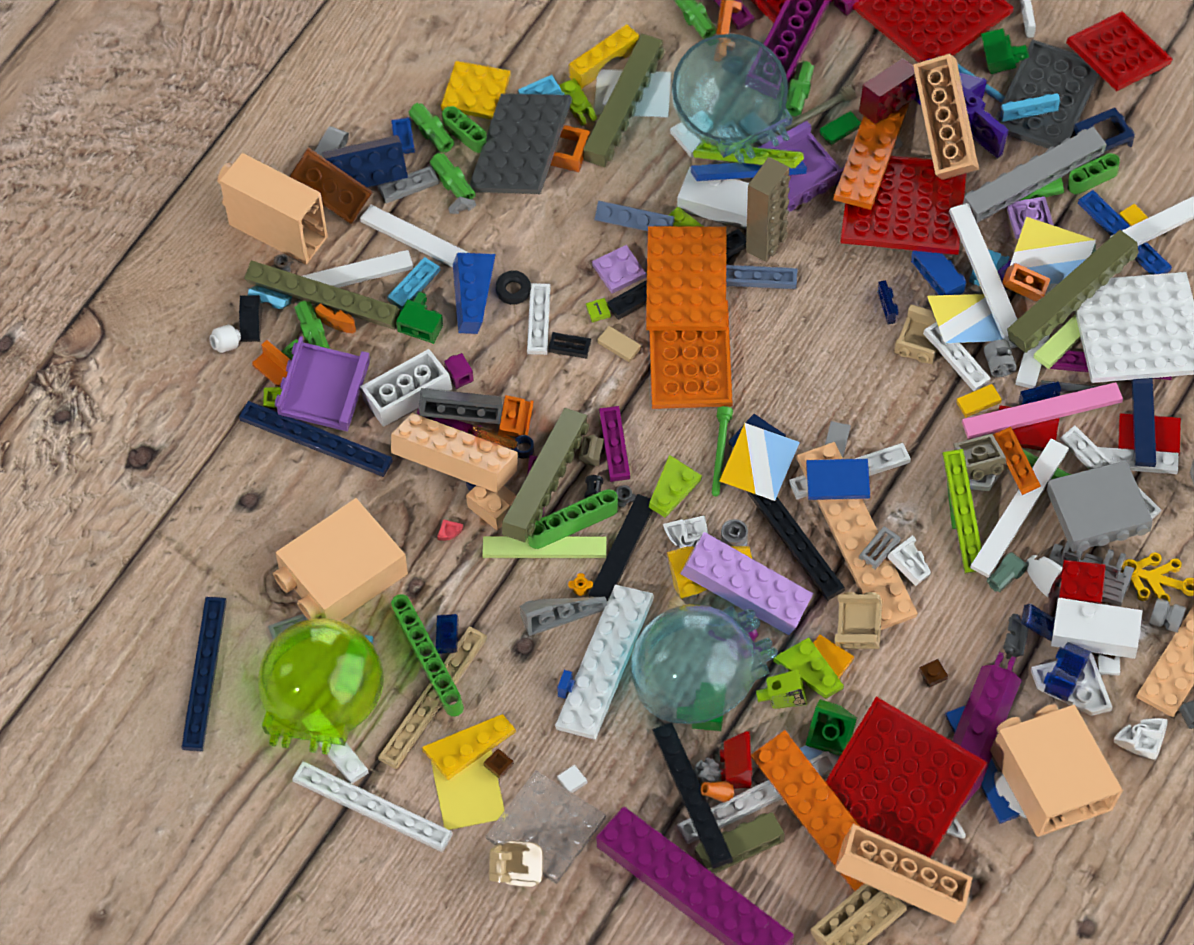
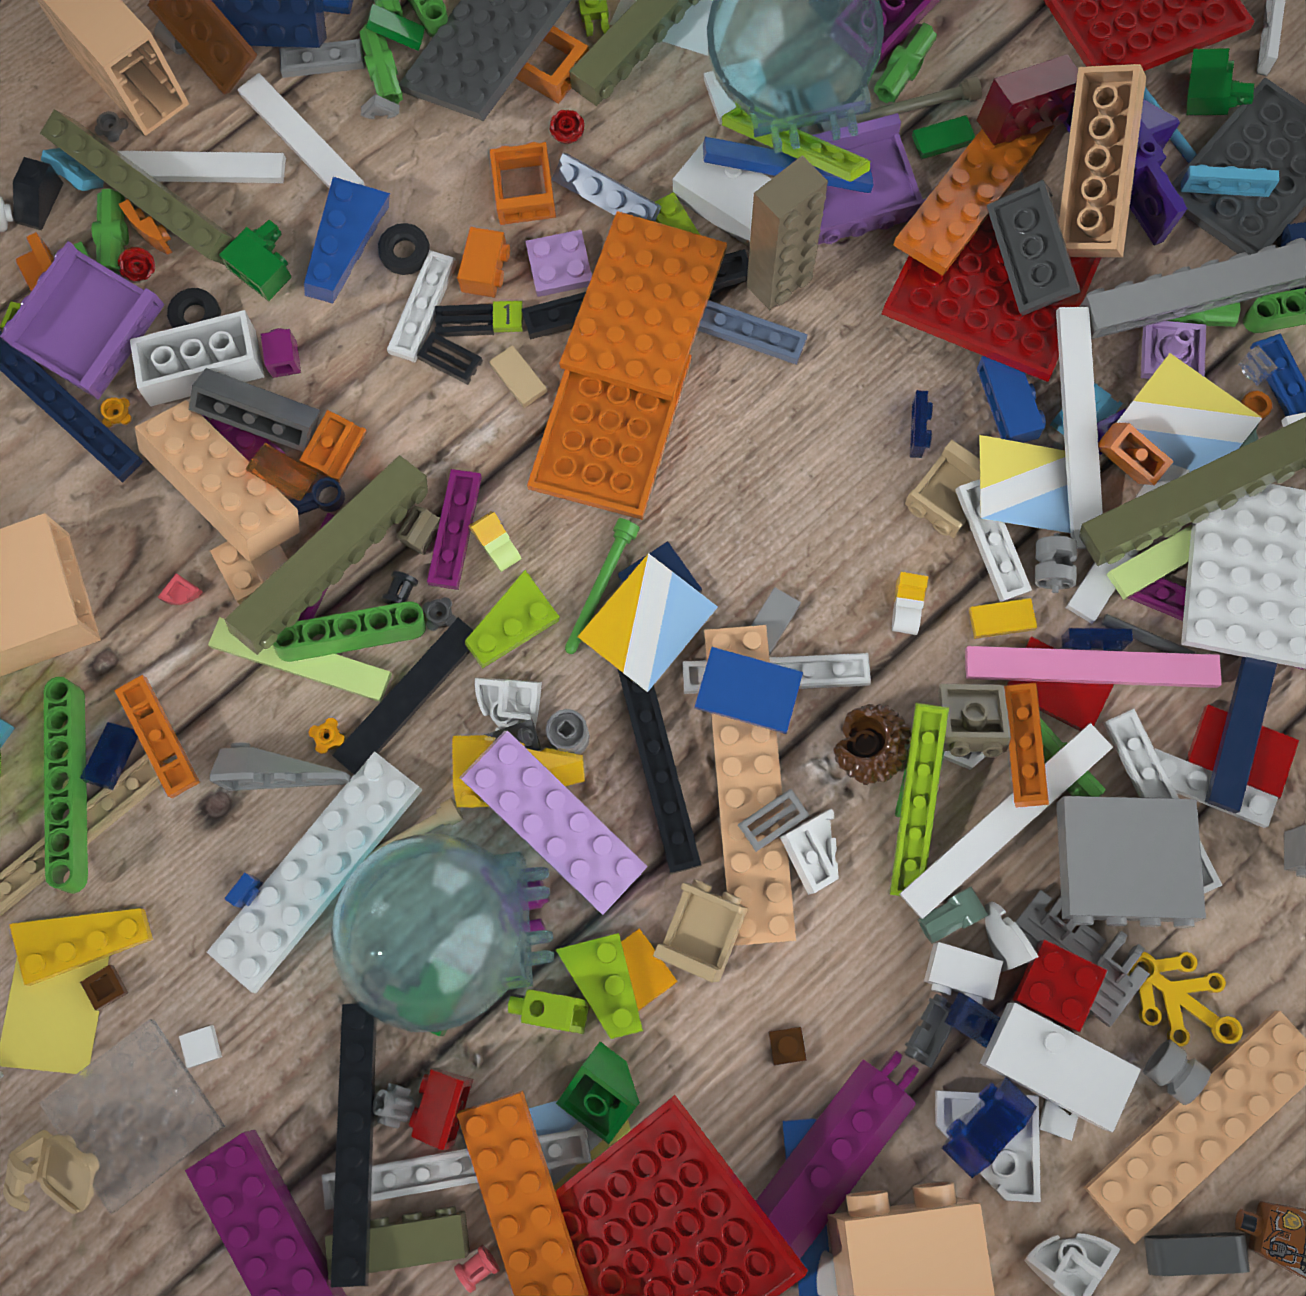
camera: 20 degrees right, 15 degrees up
(339, 341) = (138, 271): none -> red plate
(361, 431) = (111, 405): none -> light orange plate
(384, 353) = (190, 297): none -> black tyre
(414, 283) = (272, 203): medium azure plate -> none
(454, 152) = (395, 27): none -> green tile
(474, 612) = (157, 736): none -> orange hinge
(569, 317) = (464, 316): none -> black tile
(570, 281) = (483, 262): none -> orange brick
(583, 241) = (524, 207): none -> orange window
(592, 179) = (564, 119): none -> red plate
(644, 442) = (495, 541): none -> leg
(720, 790) = (393, 1149): orange cone -> none
(789, 850) = (476, 1268): none -> coral bush
(917, 406) = (908, 602): none -> leg
(921, 178) = (1033, 247): none -> dark grey plate
(924, 488) = (873, 744): none -> reddish brown hair
(1017, 595) = (962, 972): none -> white brick
(1084, 212) = (1257, 366): none -> clear plate
(1094, 233) = (1258, 402): none -> orange tile

